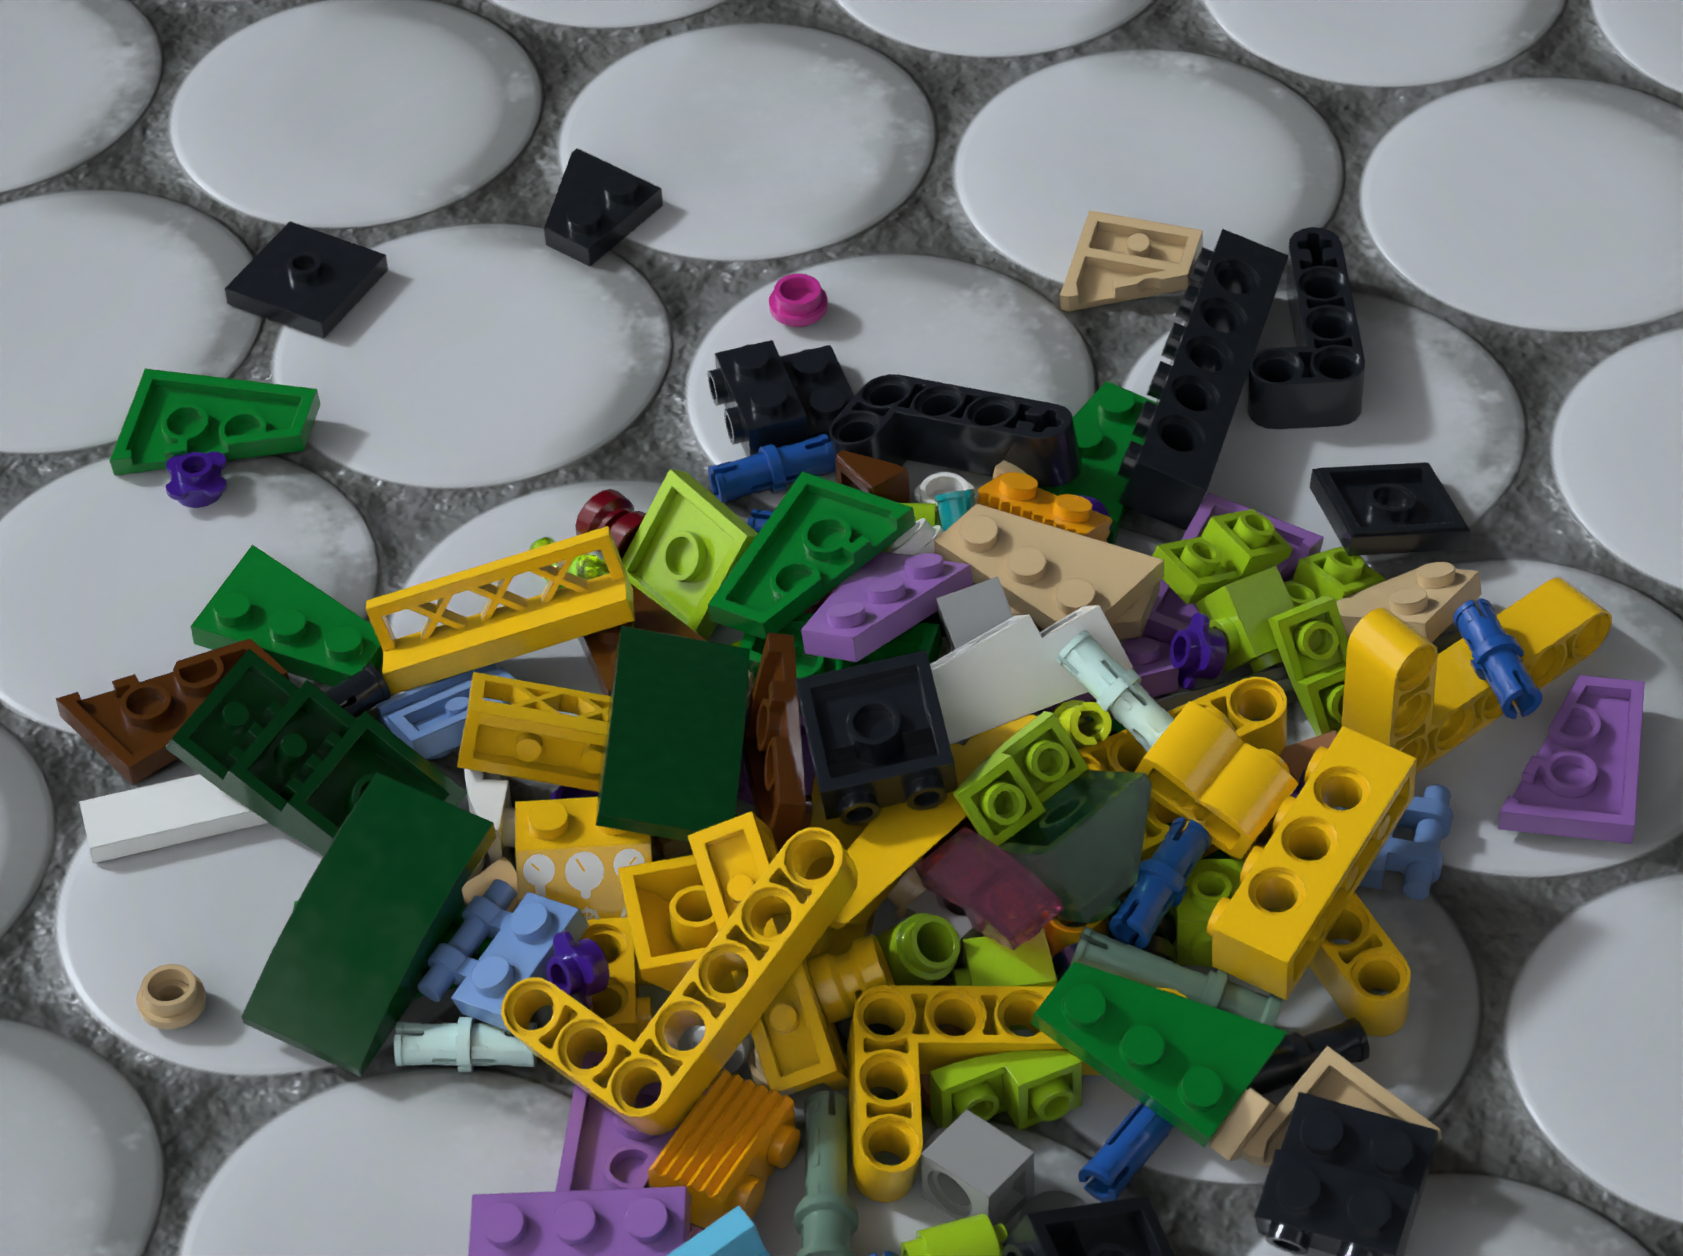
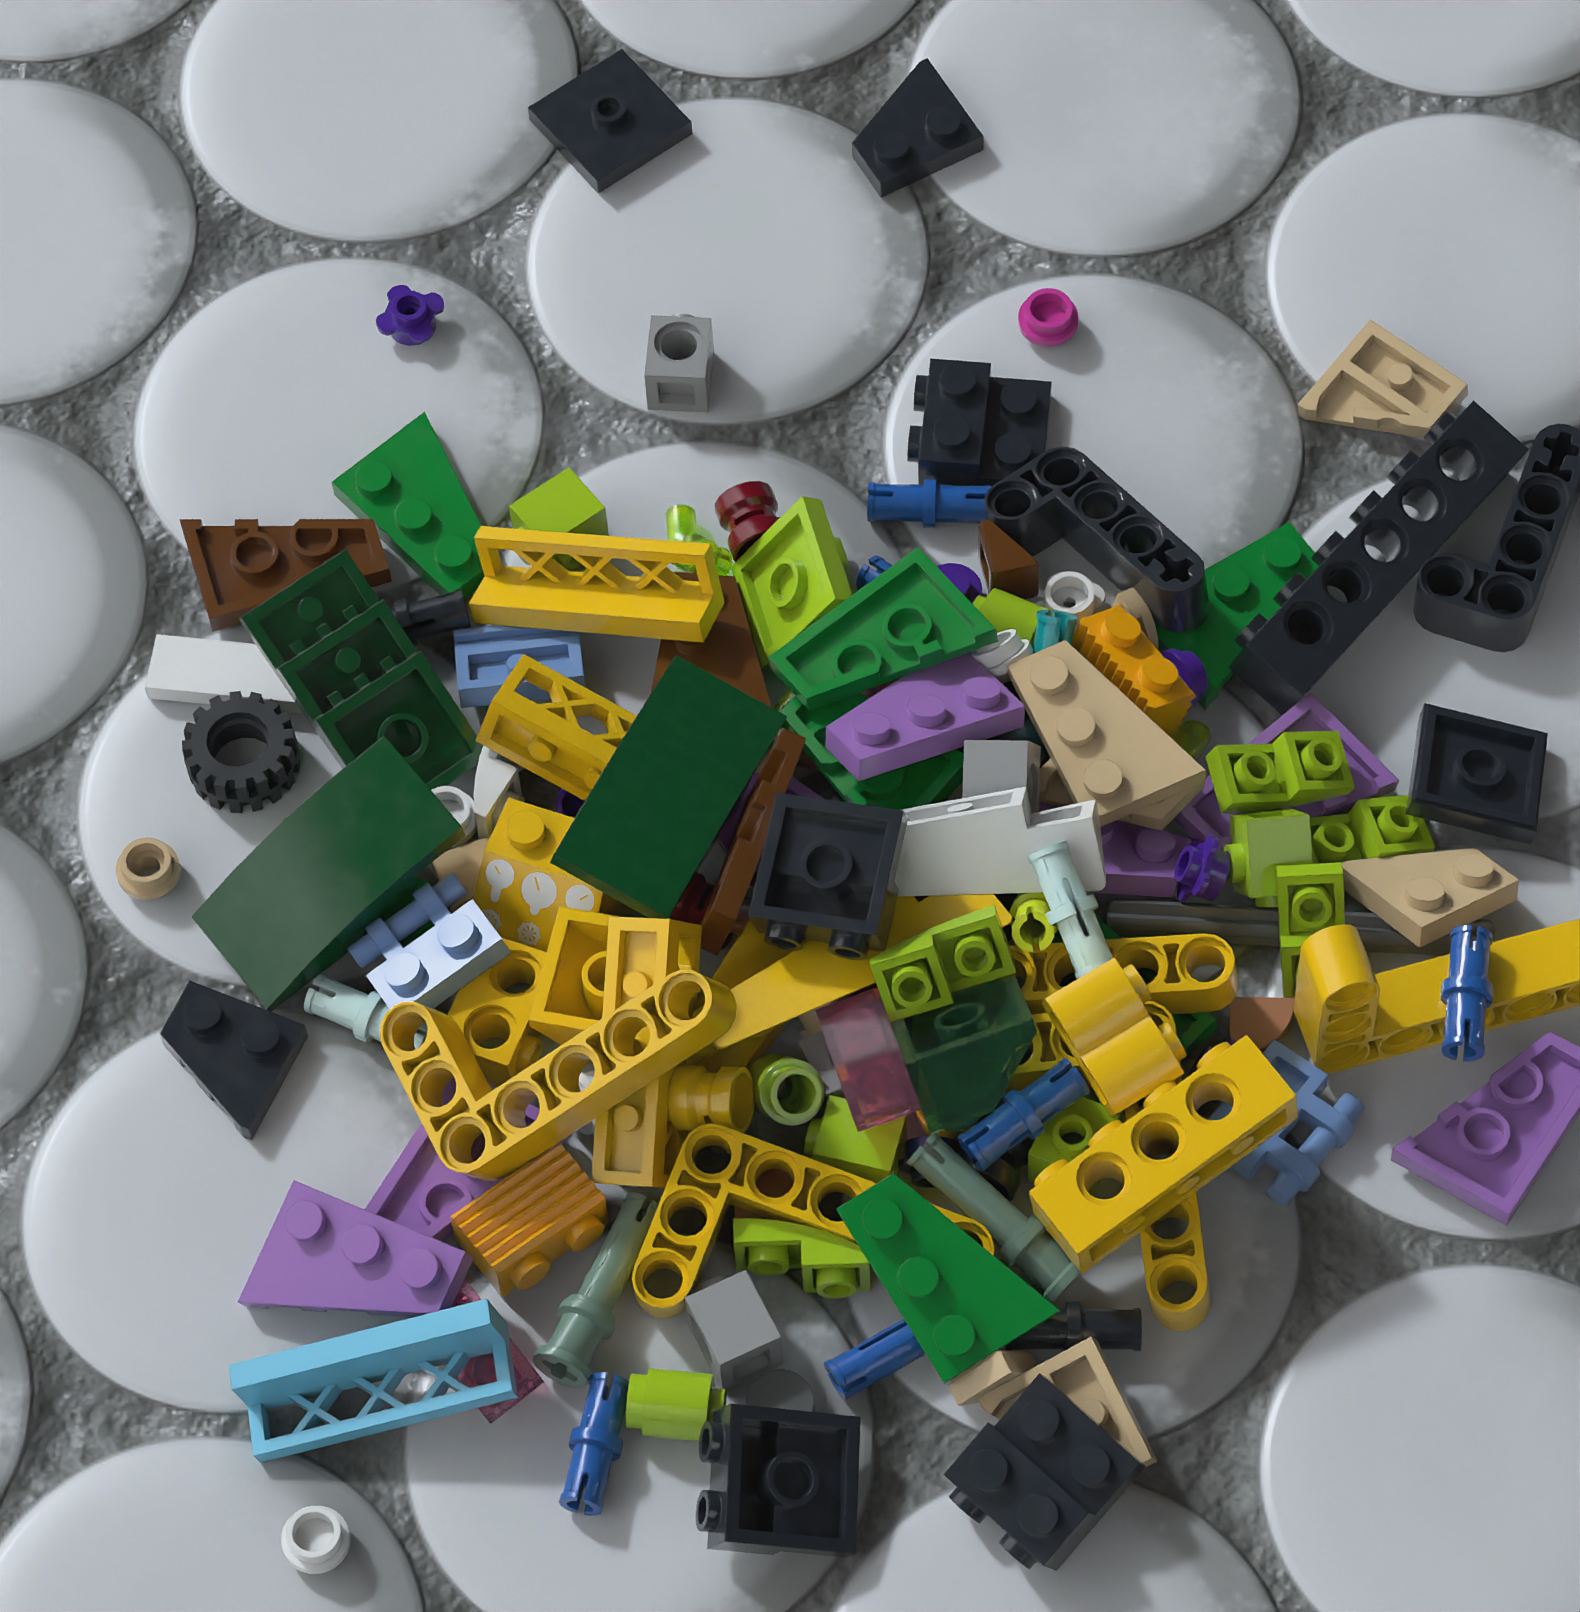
camera: 25 degrees right, 15 degrees up
(208, 413) = (450, 253): green wing -> none
(223, 896) = (232, 721): none -> black tyre
(338, 1123) = (233, 1051): none -> black wing
(425, 561) = (561, 506): none -> lime brick
(479, 432) = (685, 382): none -> light grey brick
(578, 968) = (472, 1000): dark purple plate -> none

